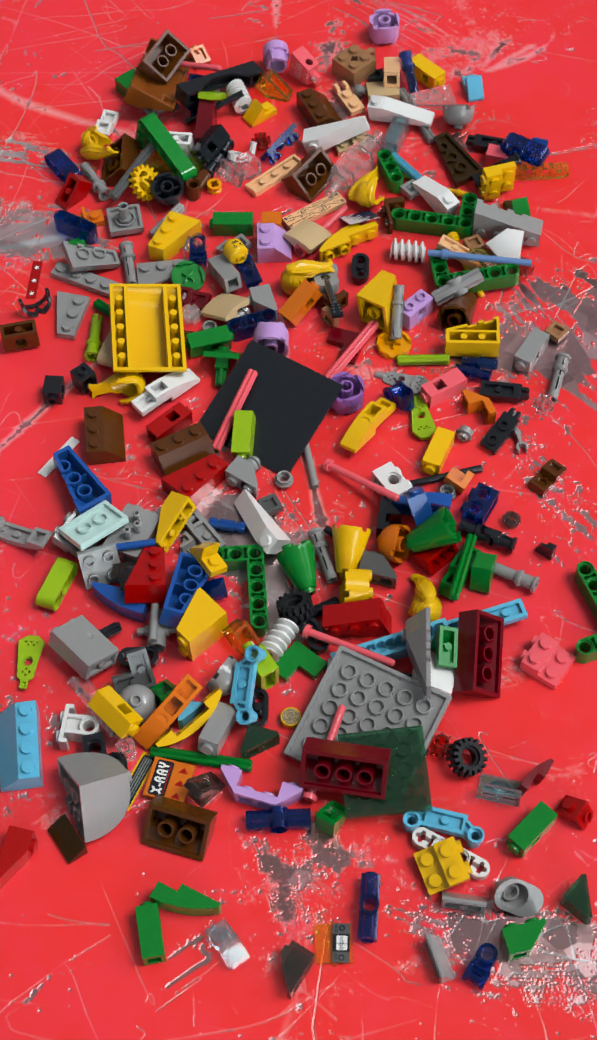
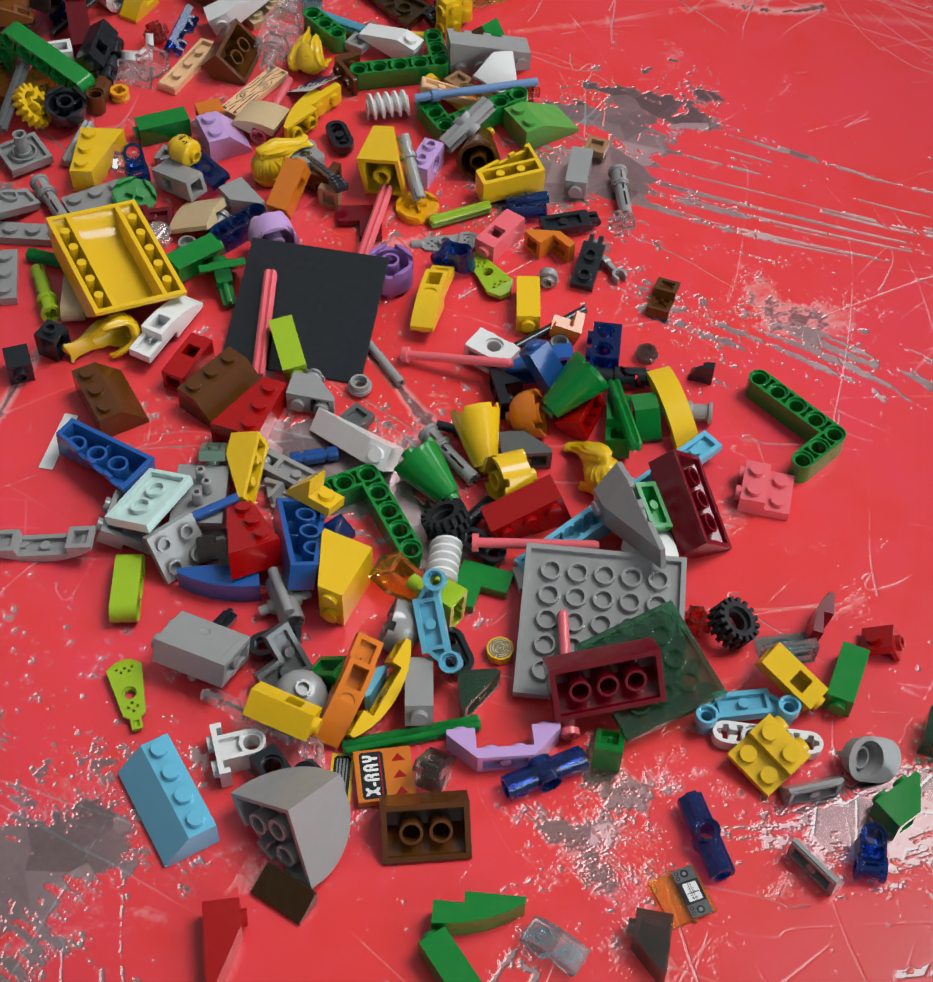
camera: 25 degrees left, 5 degrees down
(153, 500) = (212, 452): none -> sand green plate
(488, 815) = (792, 676): none -> yellow brick
(506, 569) = (674, 405): none -> yellow slope
(520, 298) = (536, 123): none -> bright green slope

